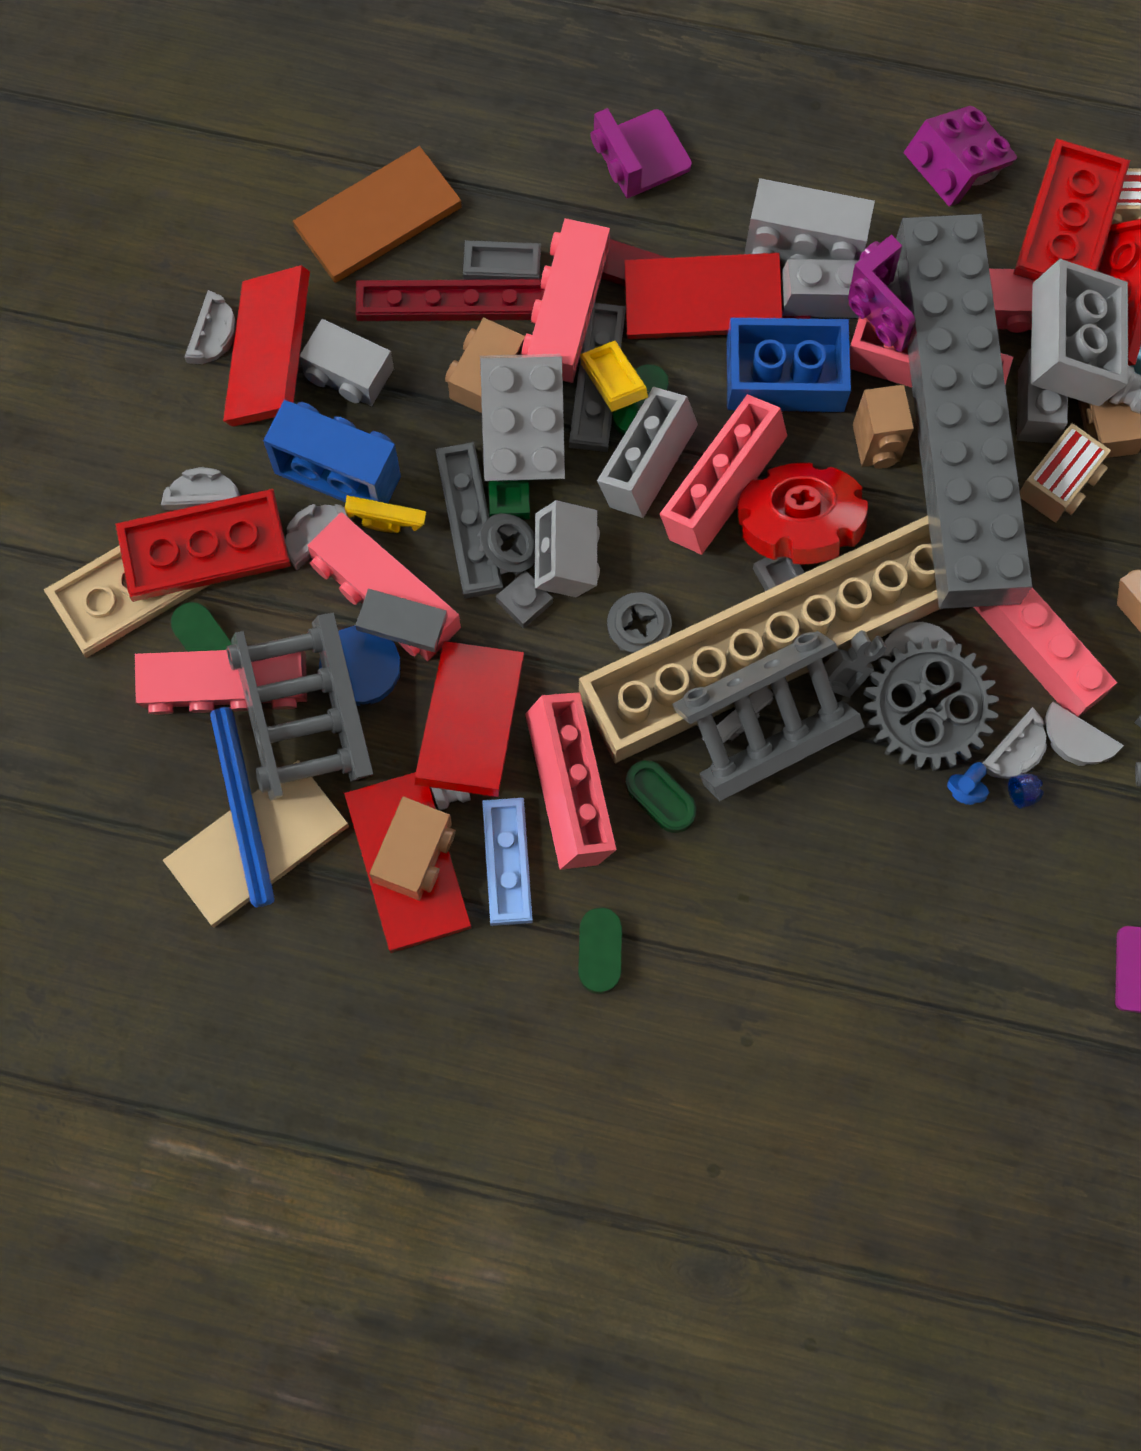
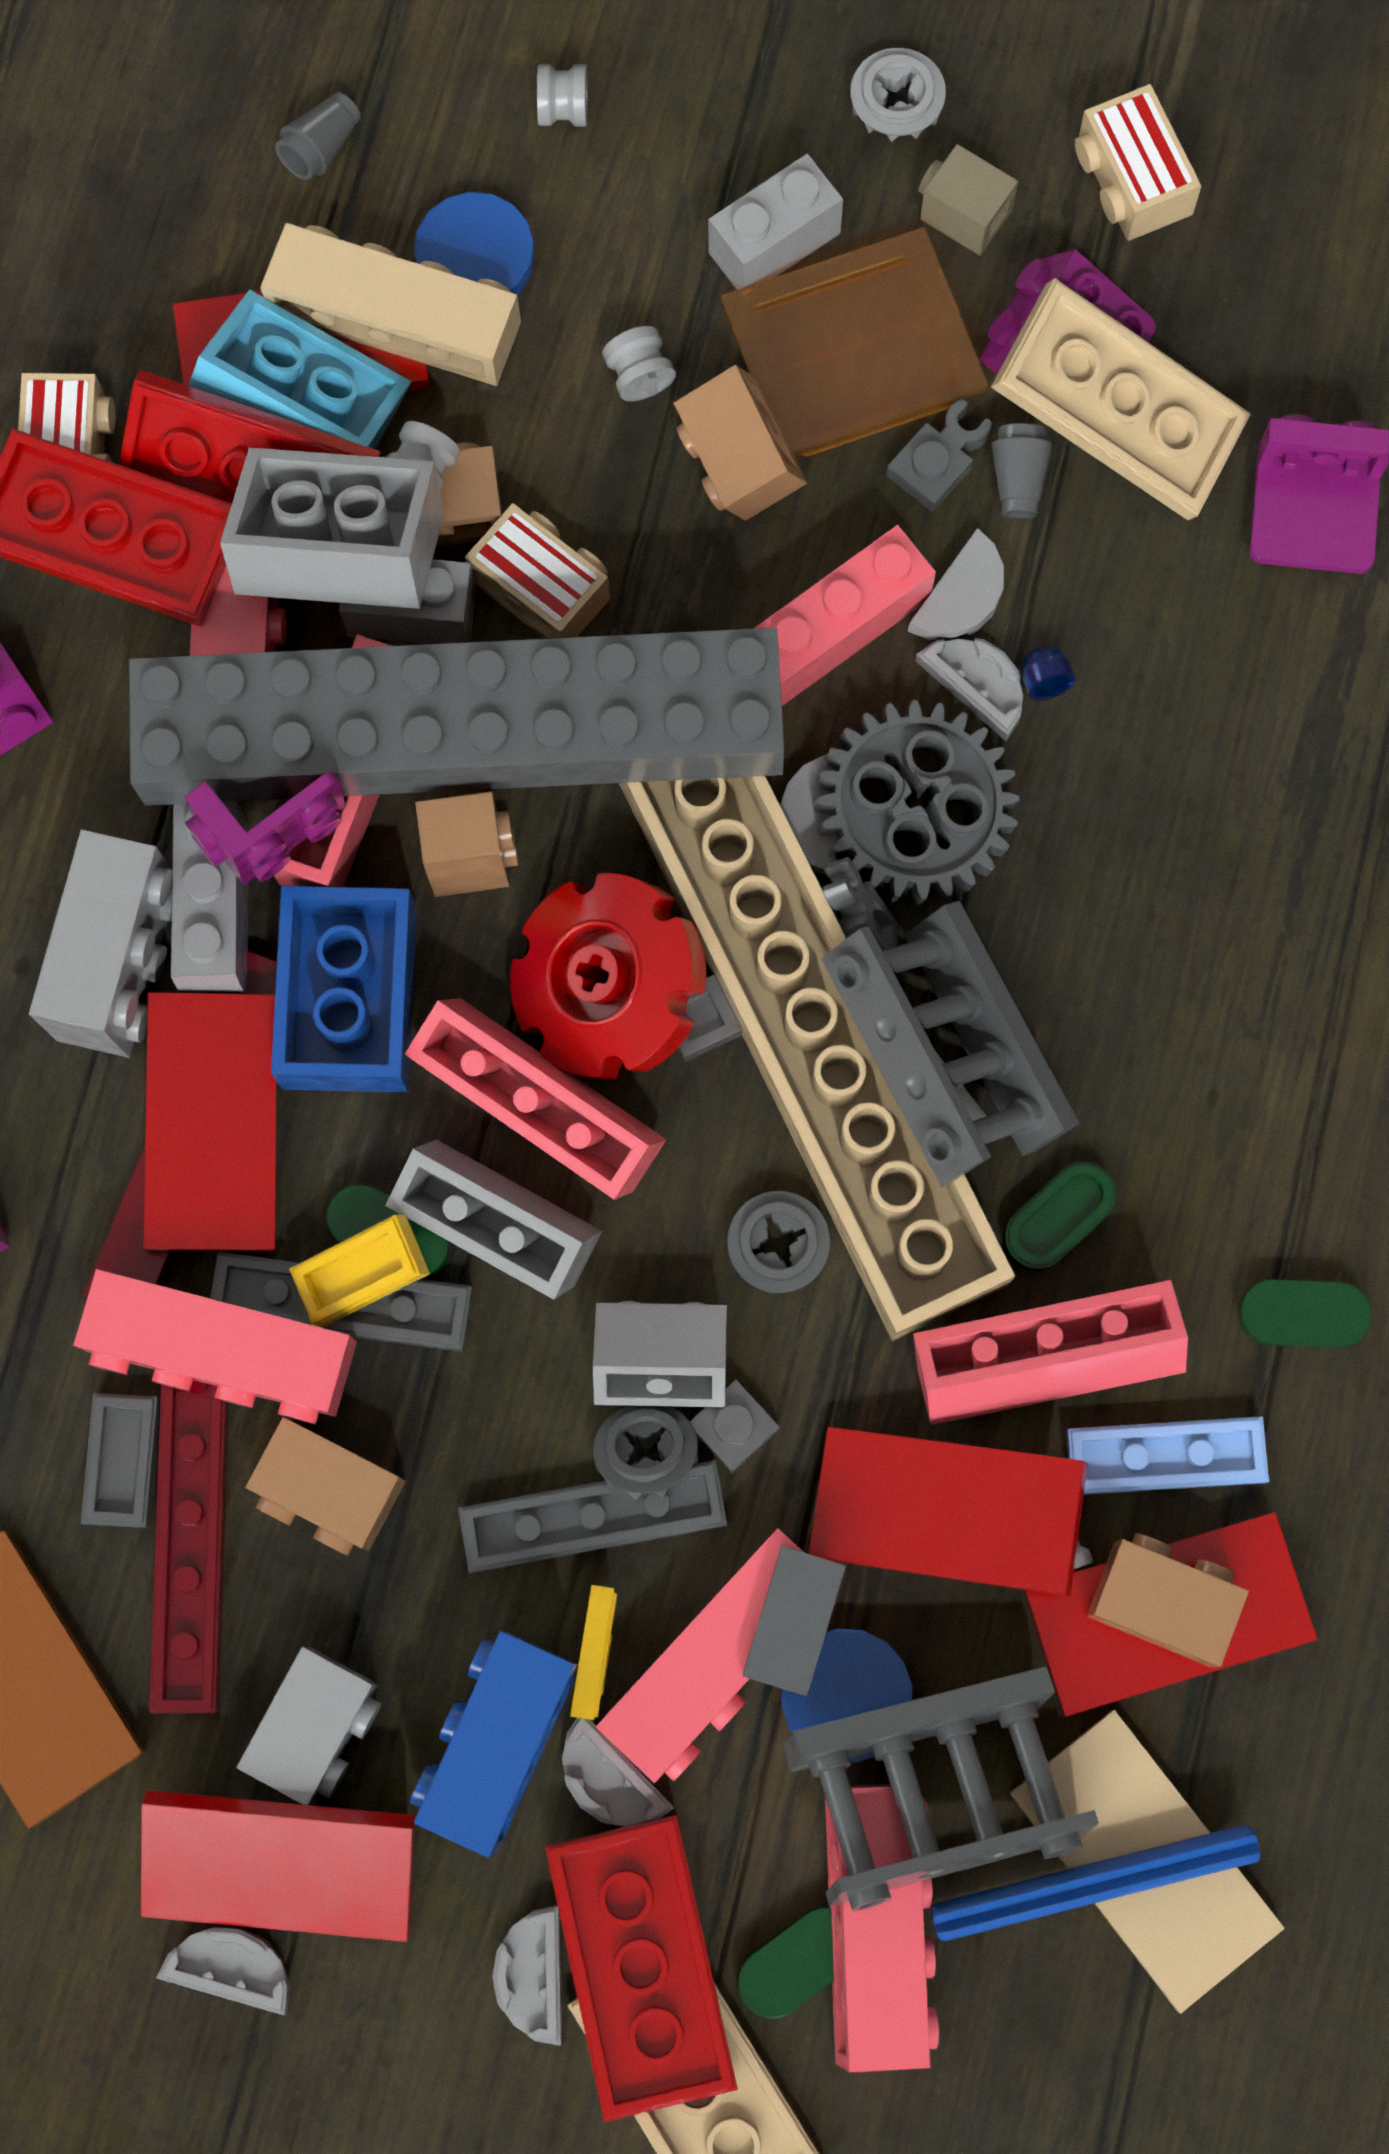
camera: 85 degrees left, 5 degrees up
(509, 498) = (561, 1449): dark green plate -> none
(522, 417) = (437, 1420): light grey brick -> none
(968, 787) = (1042, 755): blue plate -> none

